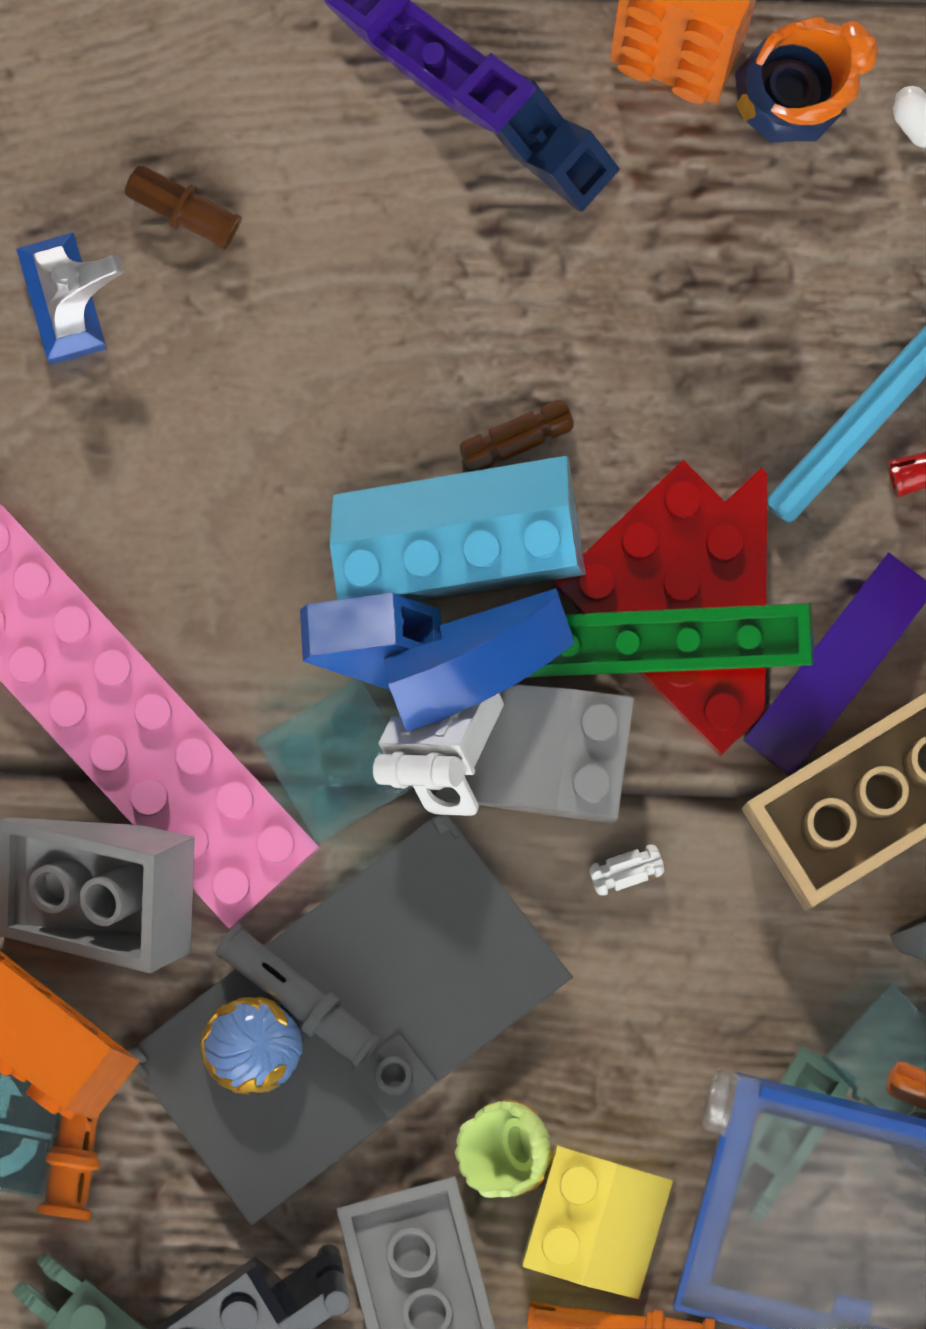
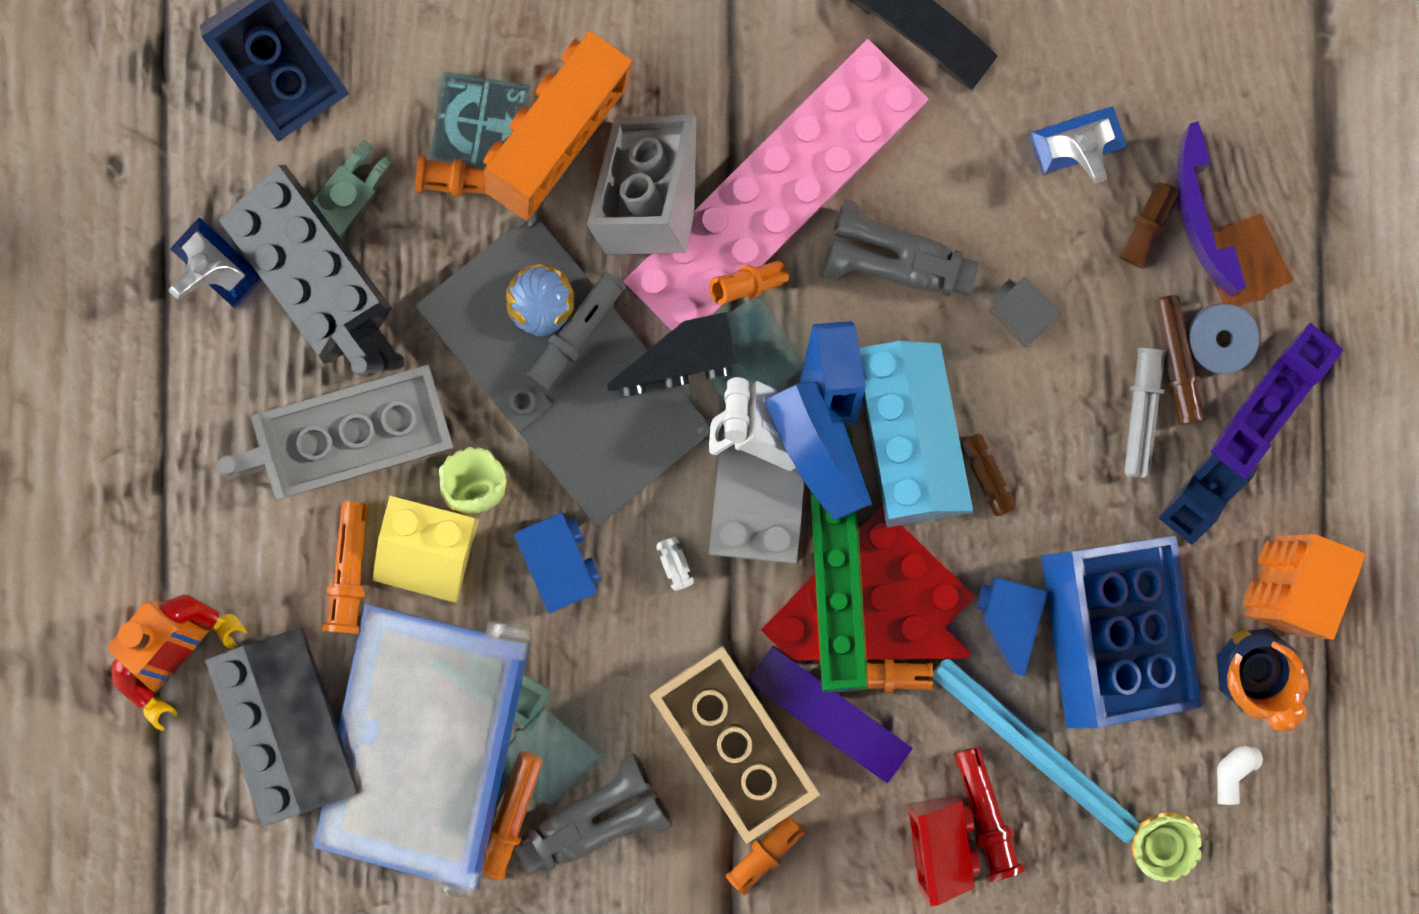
camera: 85 degrees right, 5 degrees up
(218, 515) = (920, 264): none -> dark grey piece
(238, 85) = (1258, 258): none -> clear orange piece
(238, 753) = (747, 282): none -> orange axle
(243, 109) = (1220, 264): none -> dark purple slope
(293, 379) = (1023, 310): none -> dark grey brick
(330, 833) = (689, 349): none -> black slope
(341, 89) = (1242, 343): none -> sand blue piece
(368, 174) = (1179, 360): none -> reddish brown axle
(438, 223) = (1144, 412): none -> light grey axle
(620, 1033) = (557, 562): none -> blue brick
(717, 409) = (1012, 619): none -> blue slope
(737, 266) = (1121, 632): none -> blue slope
(790, 562) = (899, 676): none -> orange pin

